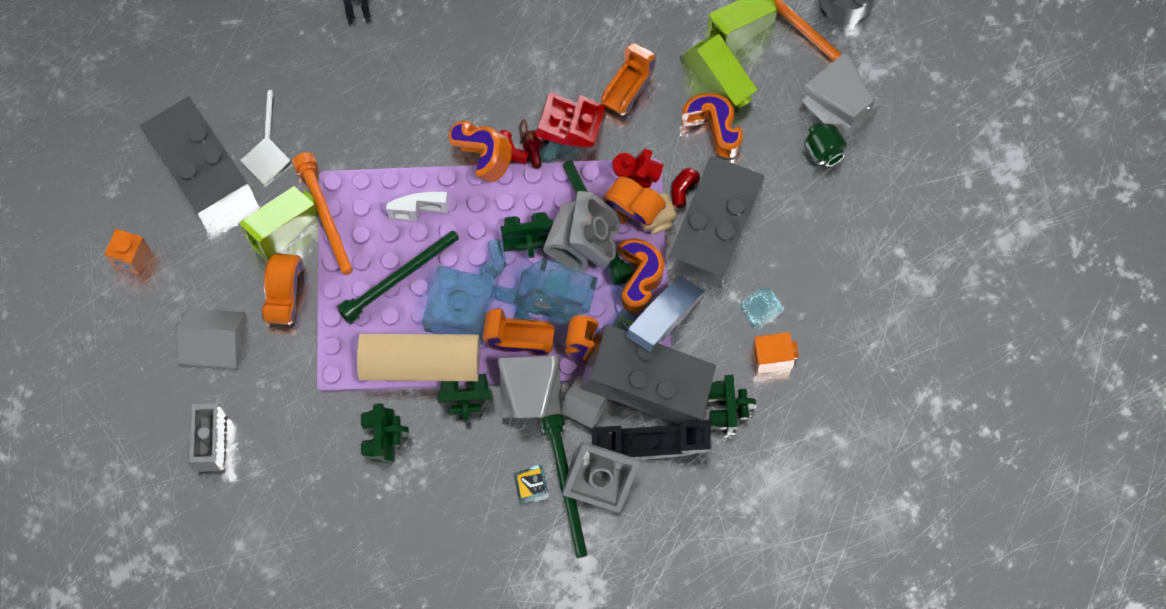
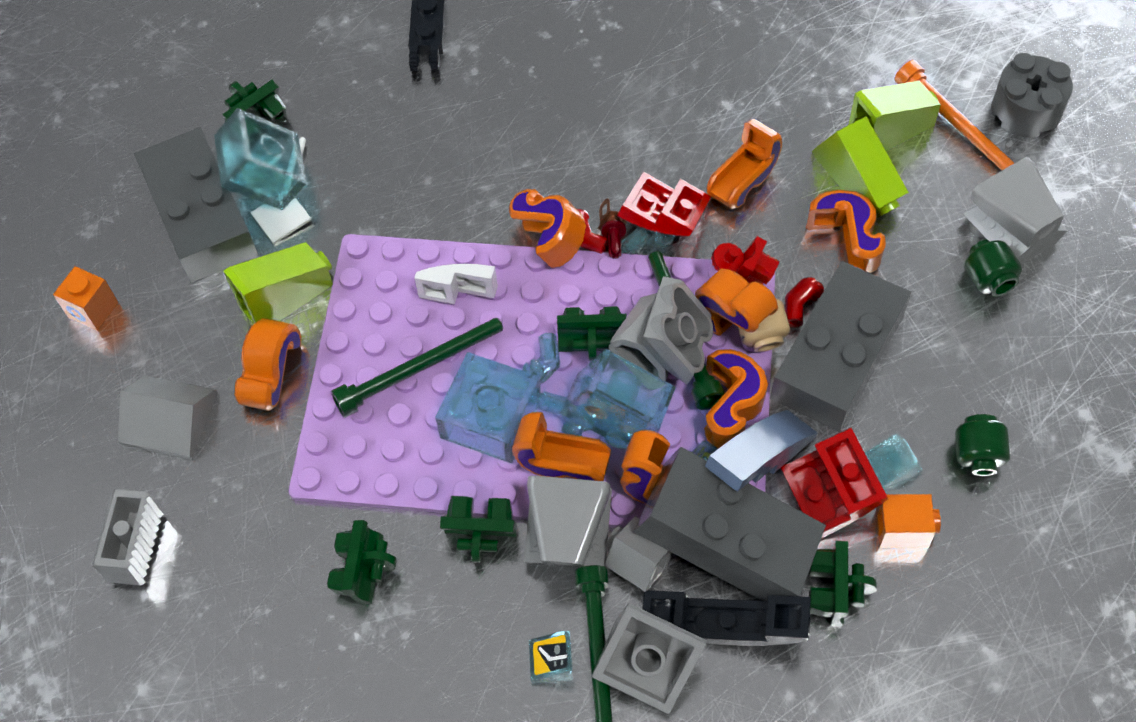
camera: 10 degrees right, 10 degrees down
(216, 80) = (256, 101): none -> dark green hips
(243, 119) = (259, 159): none -> clear light blue brick
(305, 166) = (327, 226): orange piece -> none
(418, 357) = (424, 466): tan brick -> none
(720, 331) = (835, 482): none -> red slope
(825, 287) = (982, 444): none -> dark green head

